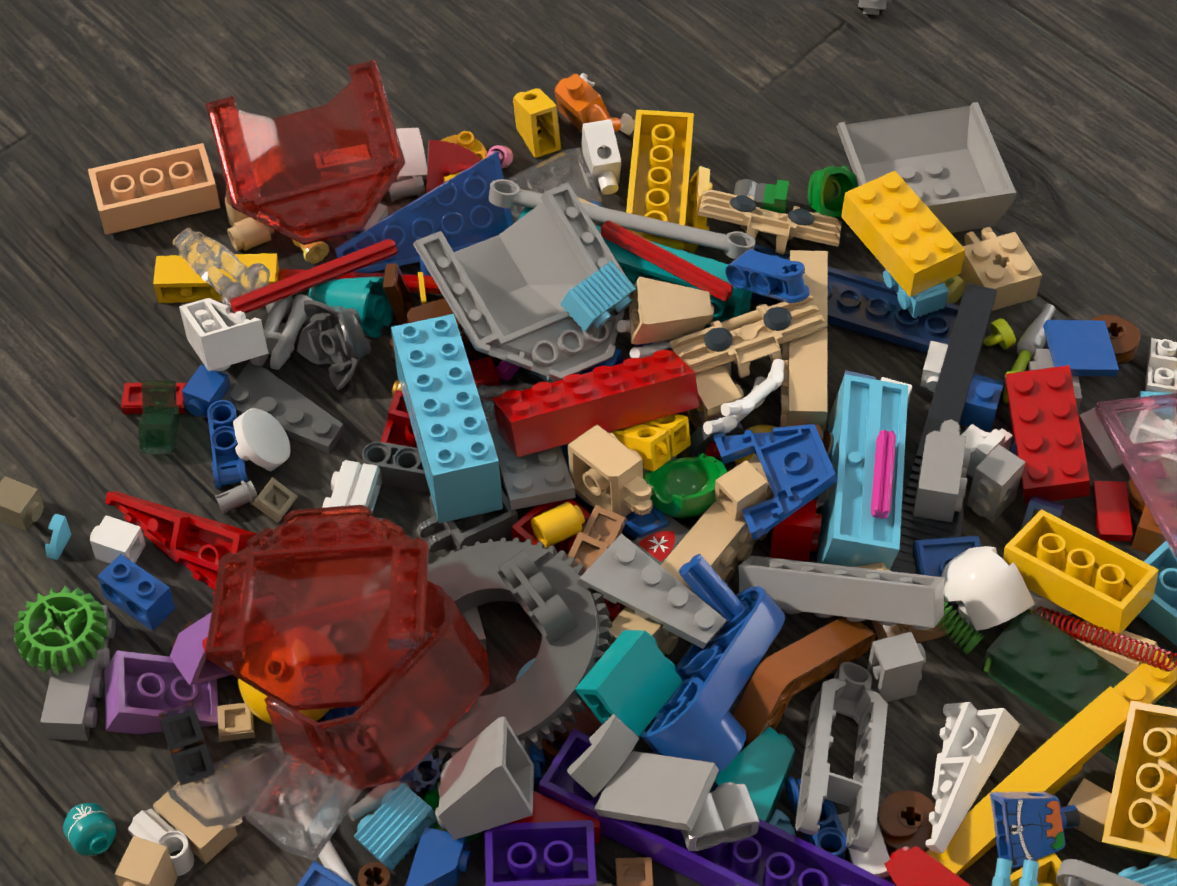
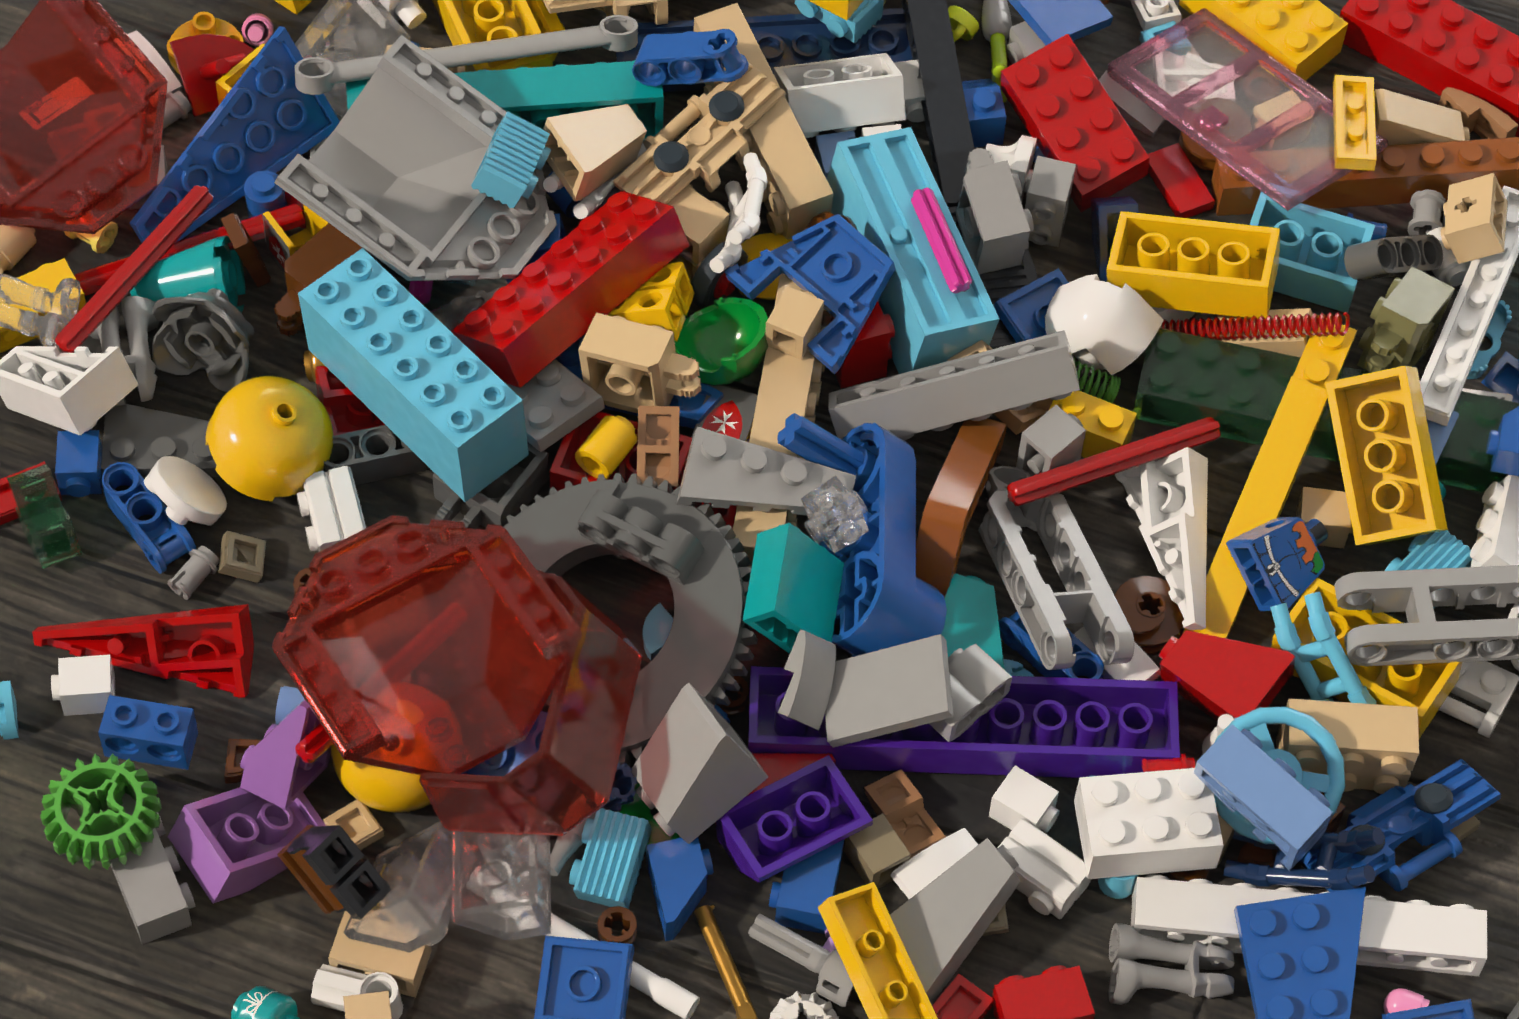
camera: 30 degrees left, 5 degrees up
(336, 424) = (269, 437): none -> yellow cylinder
(666, 260) = (555, 84): red axle -> none
(687, 640) = (835, 515): none -> clear brick
(878, 348) = (843, 93): none -> white brick
(940, 694) = (1112, 461): none -> red axle
(947, 667) = (1104, 422): none -> yellow brick

